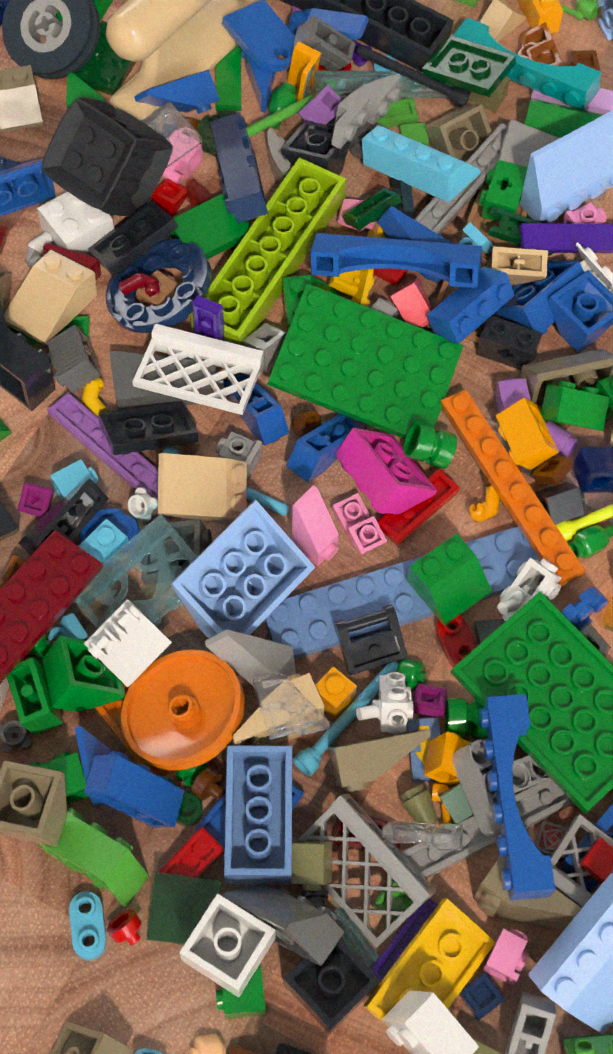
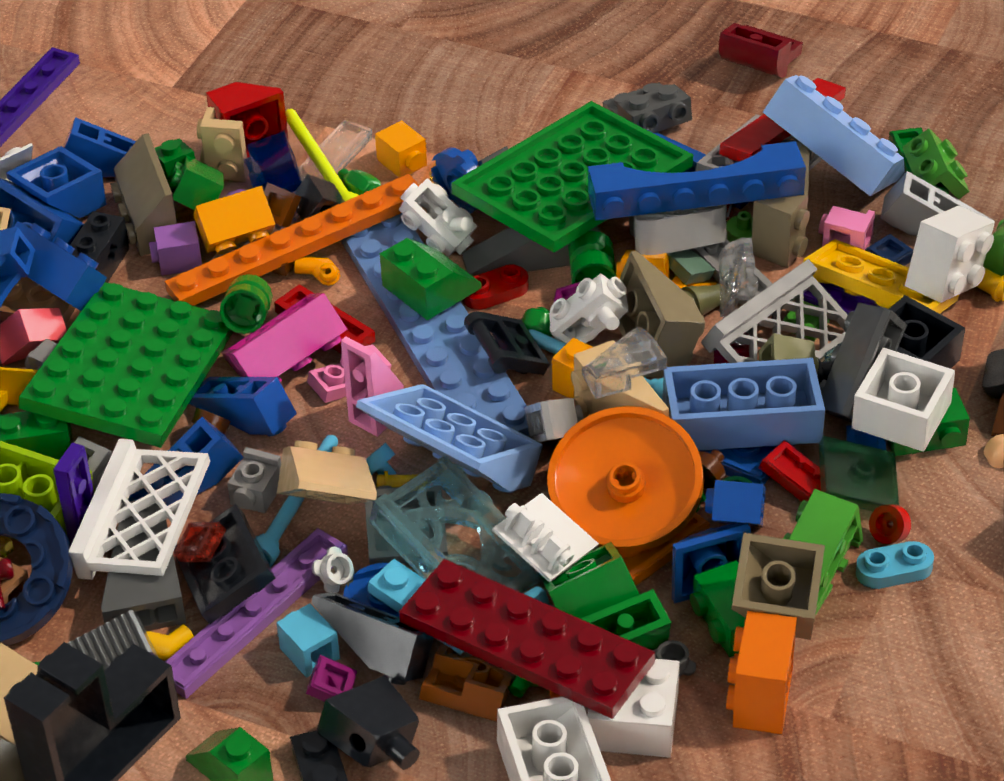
camera: 90 degrees left, 20 degrees down
(168, 411) = (199, 541): none -> clear red tile

